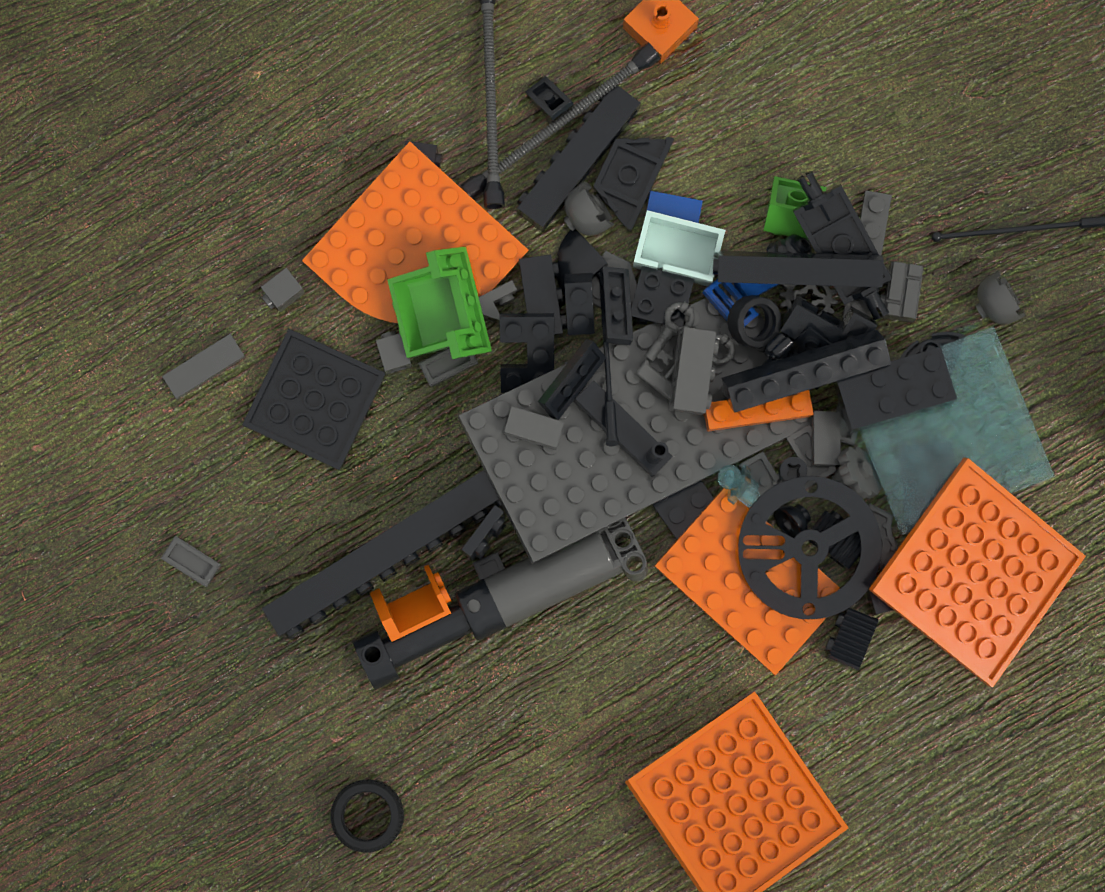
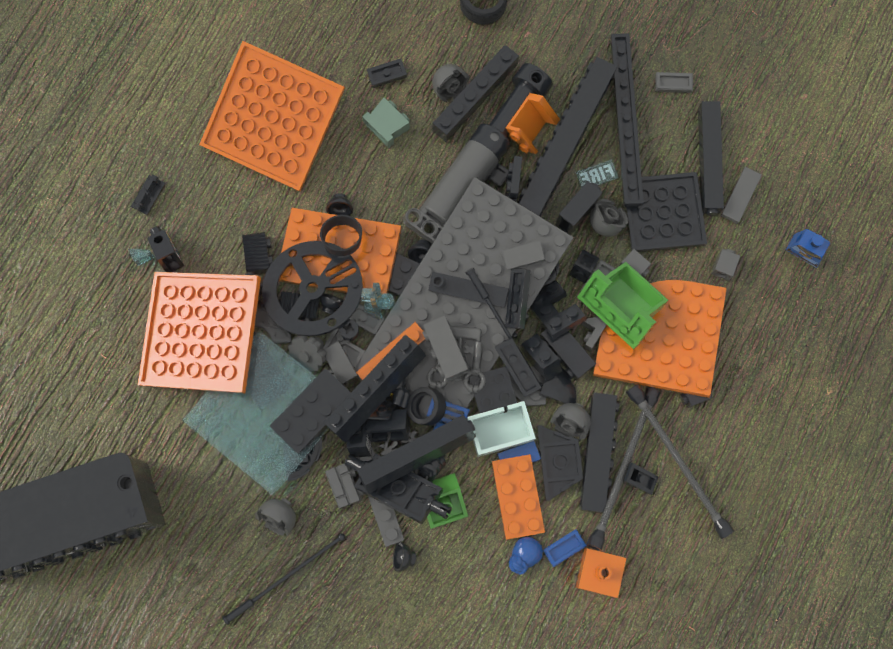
camera: 145 degrees right, 5 degrees down
(168, 252) = (808, 246): none -> blue torso
(212, 433) = (710, 157): none -> black brick
(285, 544) = (626, 121): none -> black plate
(364, 498) = (598, 173): none -> clear light blue sticker
(391, 427) = (607, 219): none -> dark grey cylinder
(419, 460) = (578, 208): none -> black brick
(455, 389) = (584, 266): none -> black bracket
(455, 690) = (475, 93): none -> black brick
(480, 726) = (449, 81): none -> dark grey cylinder
(552, 787) = (386, 73): none -> black plate
(591, 719) = (386, 122): none -> sand green hips
(646, 523) = (419, 250): none -> black piece
(683, 76) = (564, 548): none -> blue tile
(703, 163) = (518, 497): none -> orange plate
(714, 641) = (339, 205): none -> black piece
(733, 95) = (525, 554): none -> blue hair
(734, 616) = (336, 221): none -> black tyre
(878, 170) = (403, 557): none -> black piece
(948, 799) = (148, 194): none -> black hinge
(965, 698) = (164, 250): none -> black torso
(1001, 720) = (141, 256): none -> clear light blue slope

